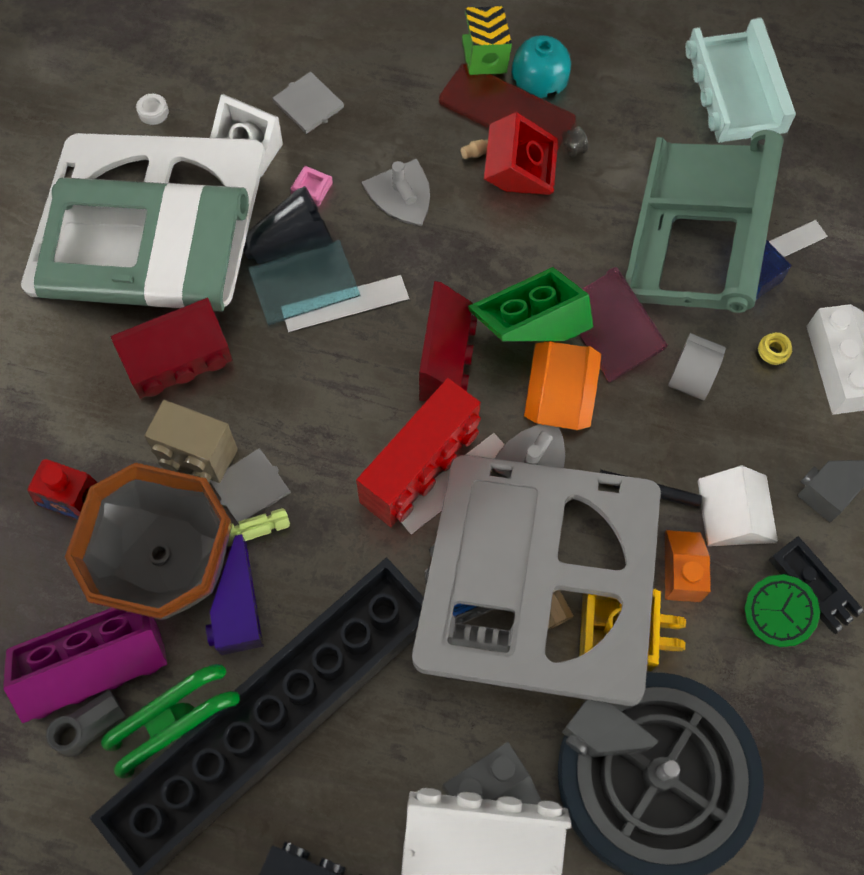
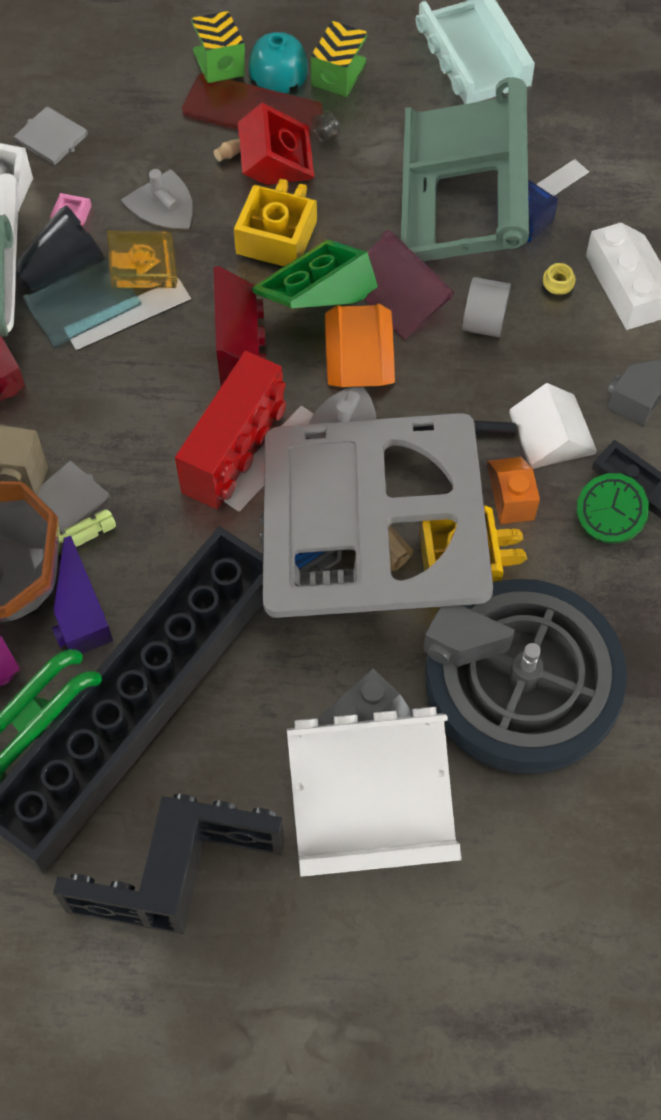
camera: 10 degrees left, 5 degrees down
(369, 250) = (141, 259): none -> clear yellow tile
(506, 239) = (275, 224): none -> yellow hinge
(601, 73) = (335, 59): none -> piece

